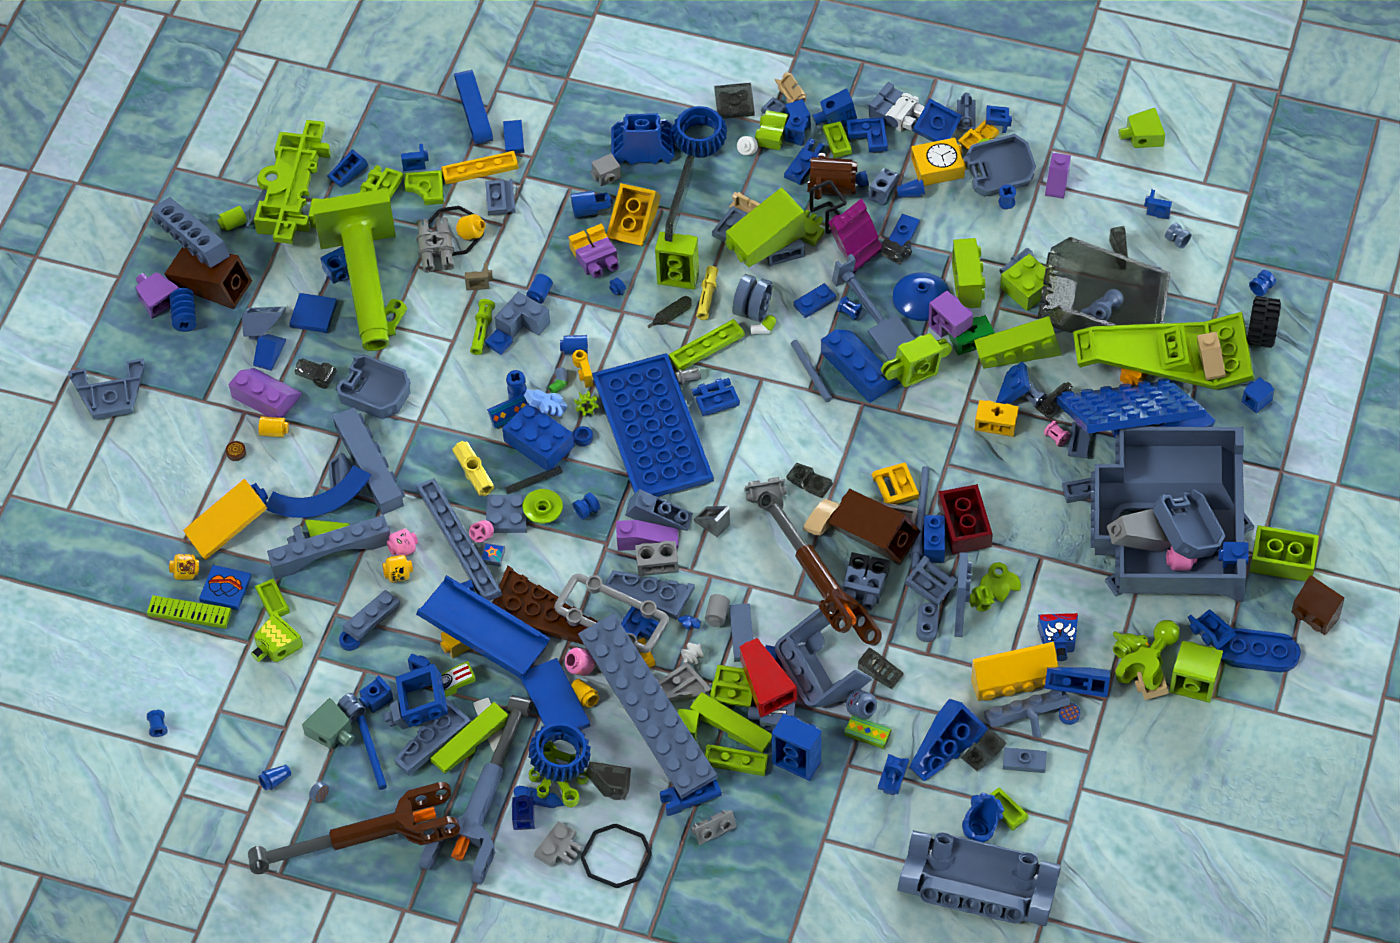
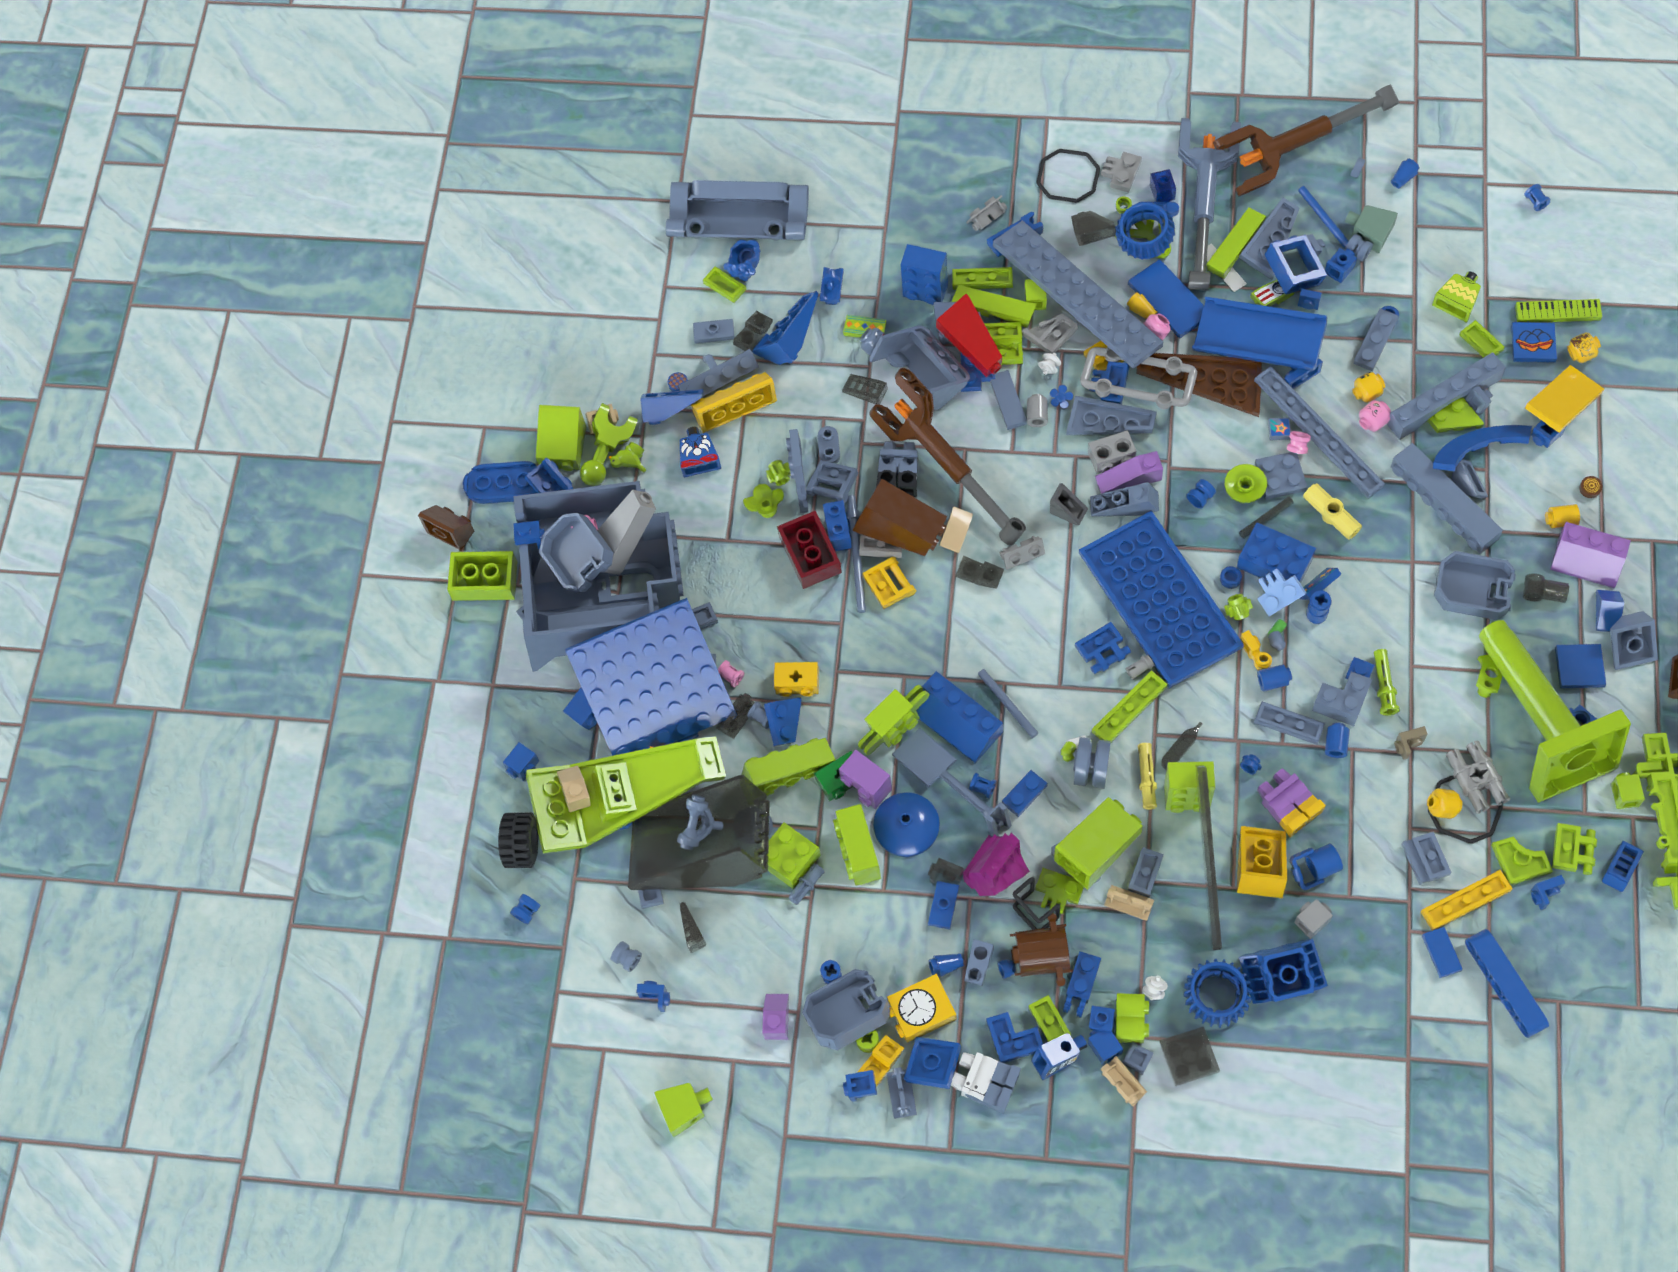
camera: 175 degrees right, 10 degrees up
(573, 314) = (1289, 723): none -> sand blue tile

